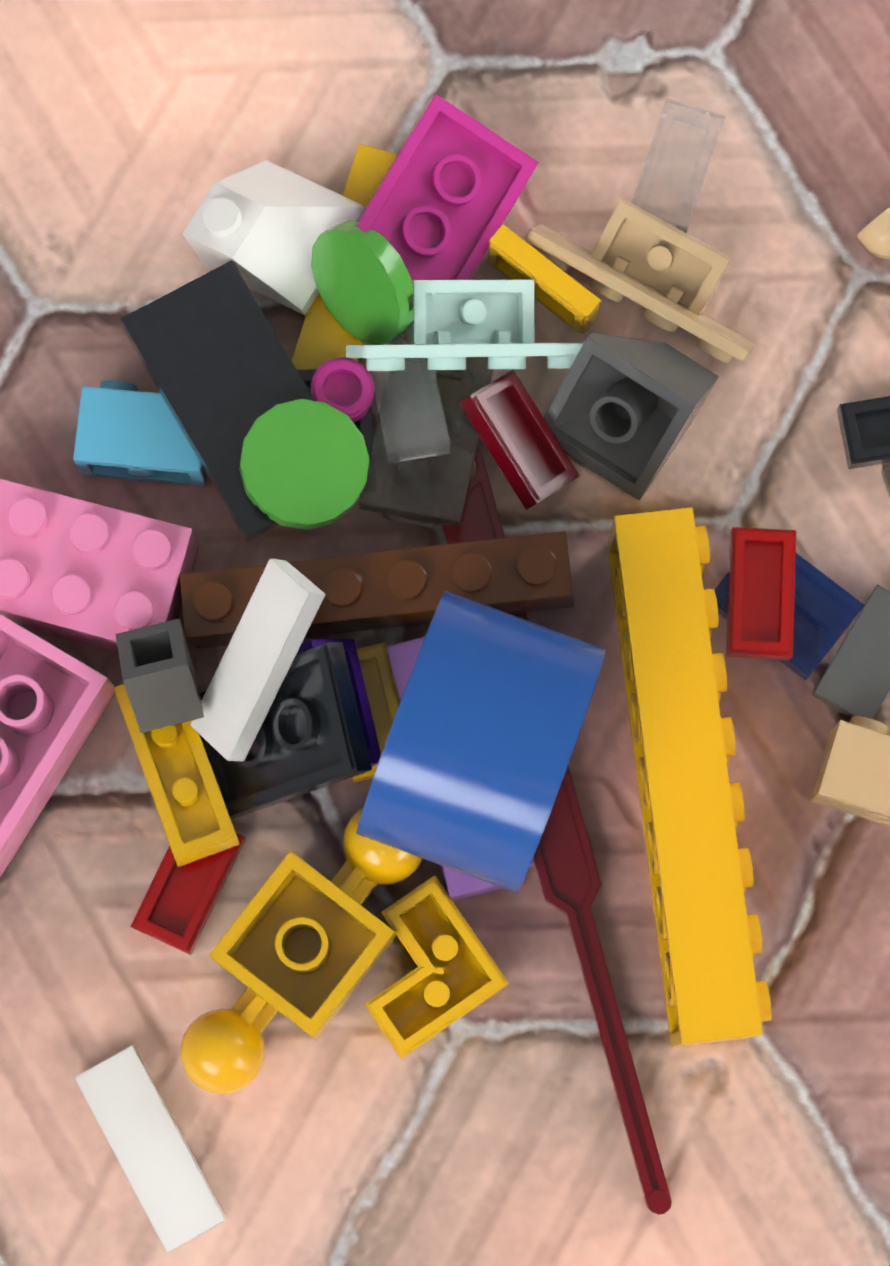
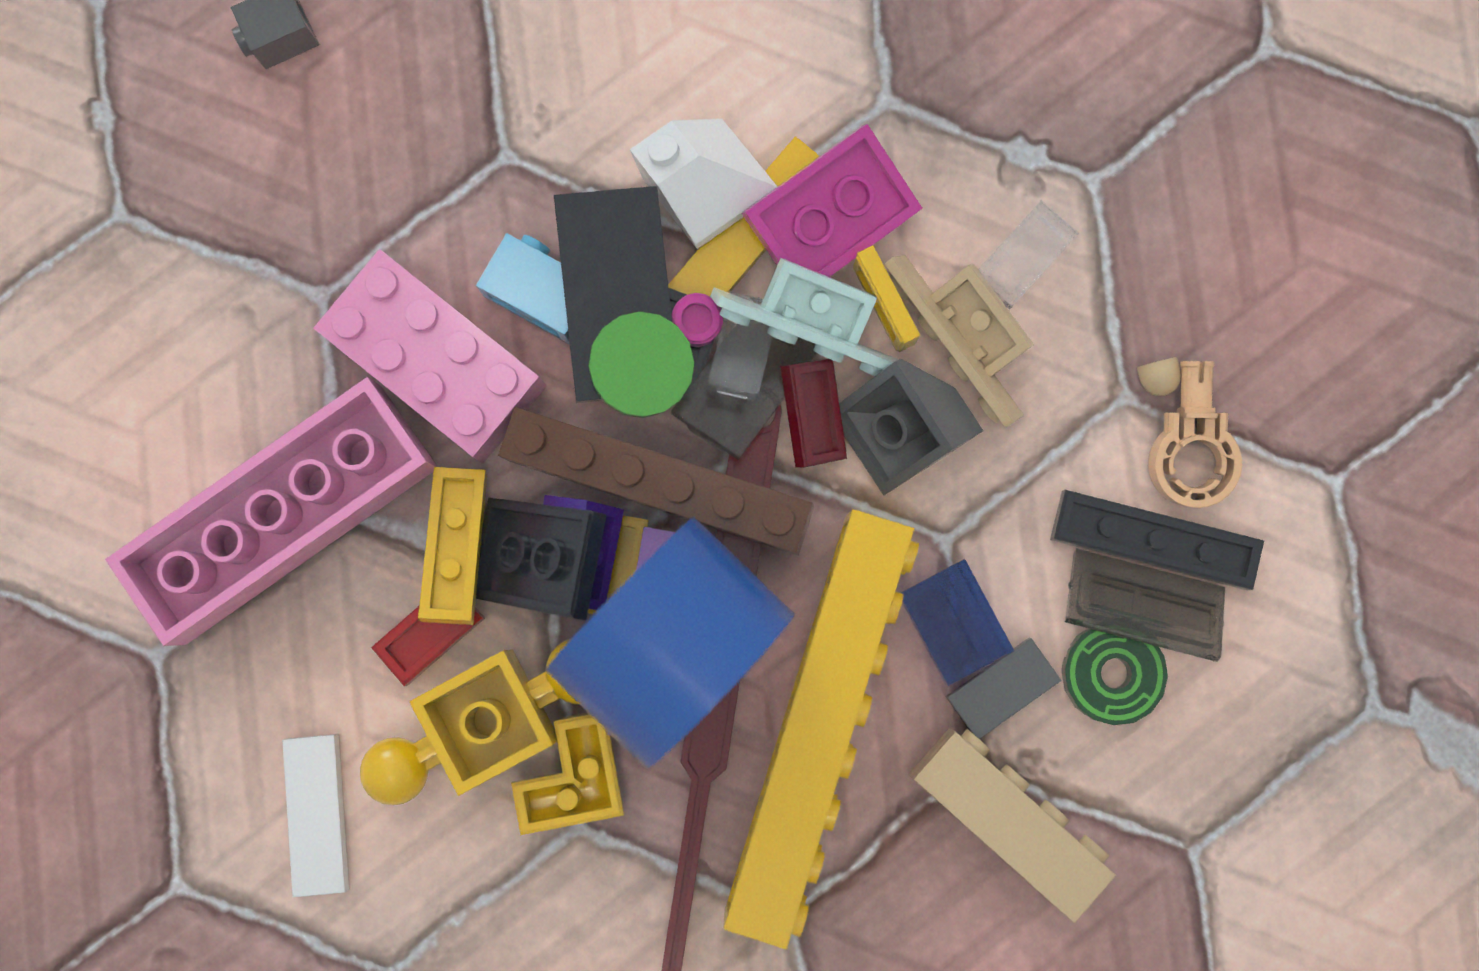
camera: 25 degrees right, 5 degrees up
(159, 675) = (464, 477): dark grey brick -> none
(257, 659) = (540, 497): white tile -> none
(363, 282) = (747, 245): bright green tile -> none
(761, 593) = (940, 608): red tile -> none

